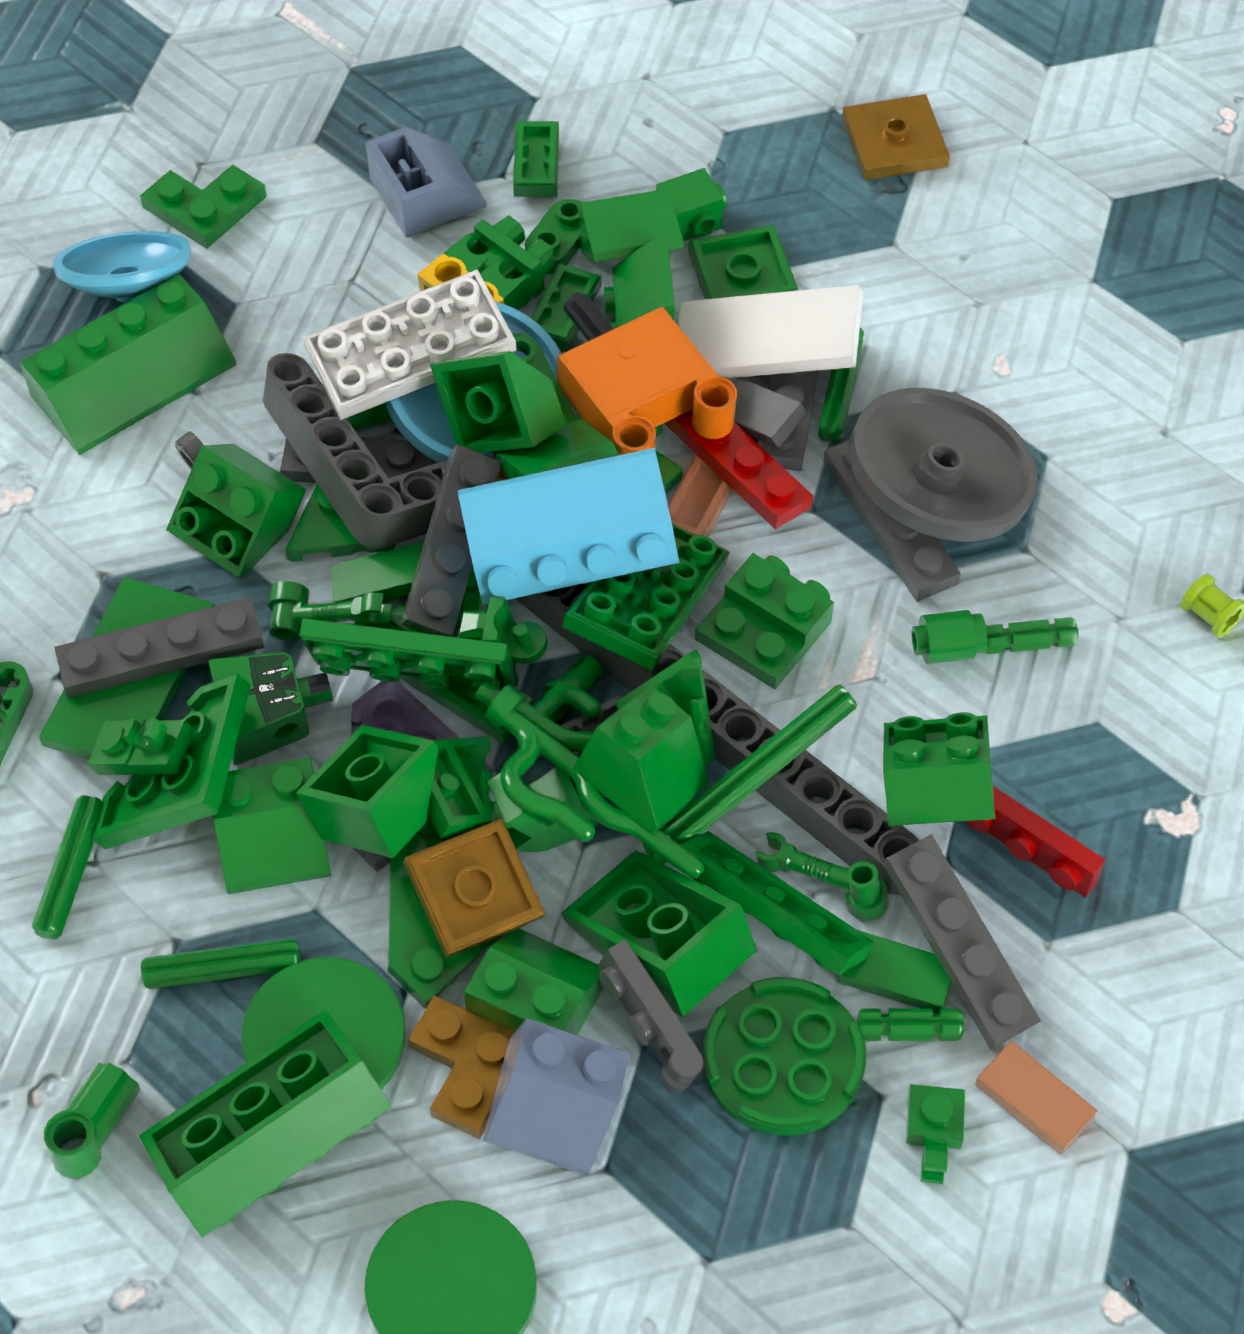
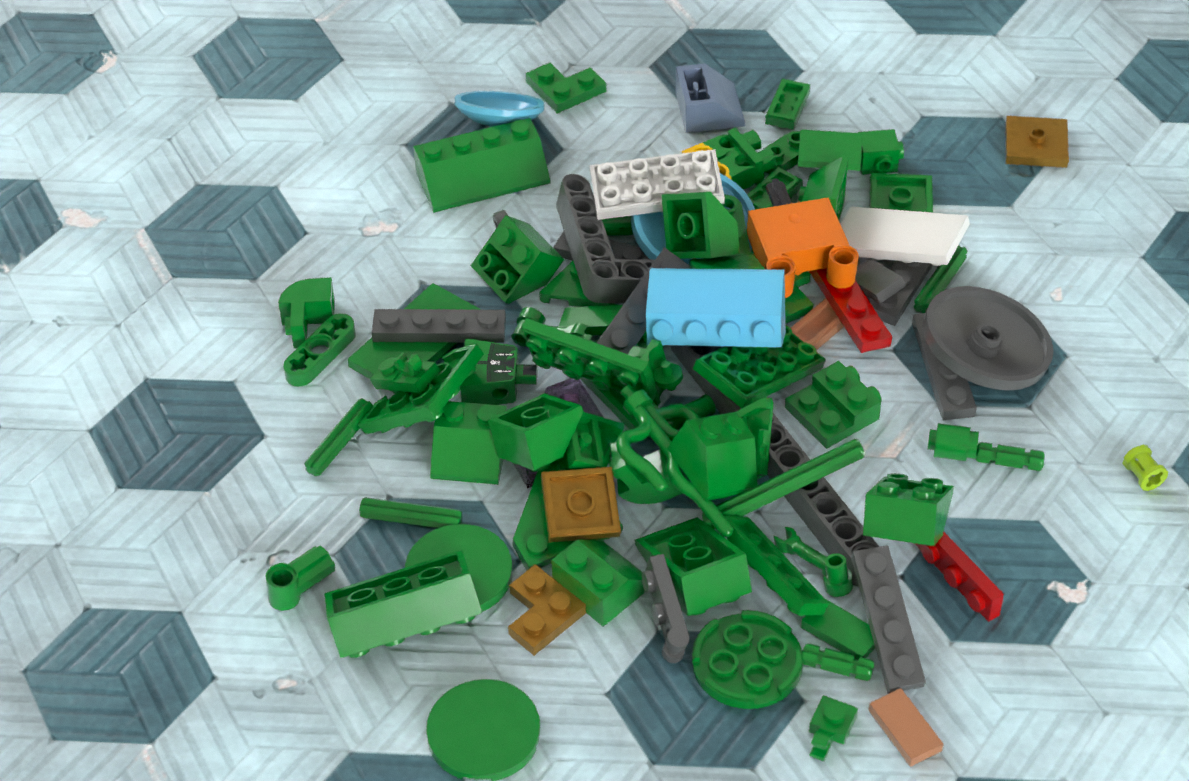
camera: 20 degrees right, 10 degrees down
(555, 1096) = (588, 636): sand blue slope -> none

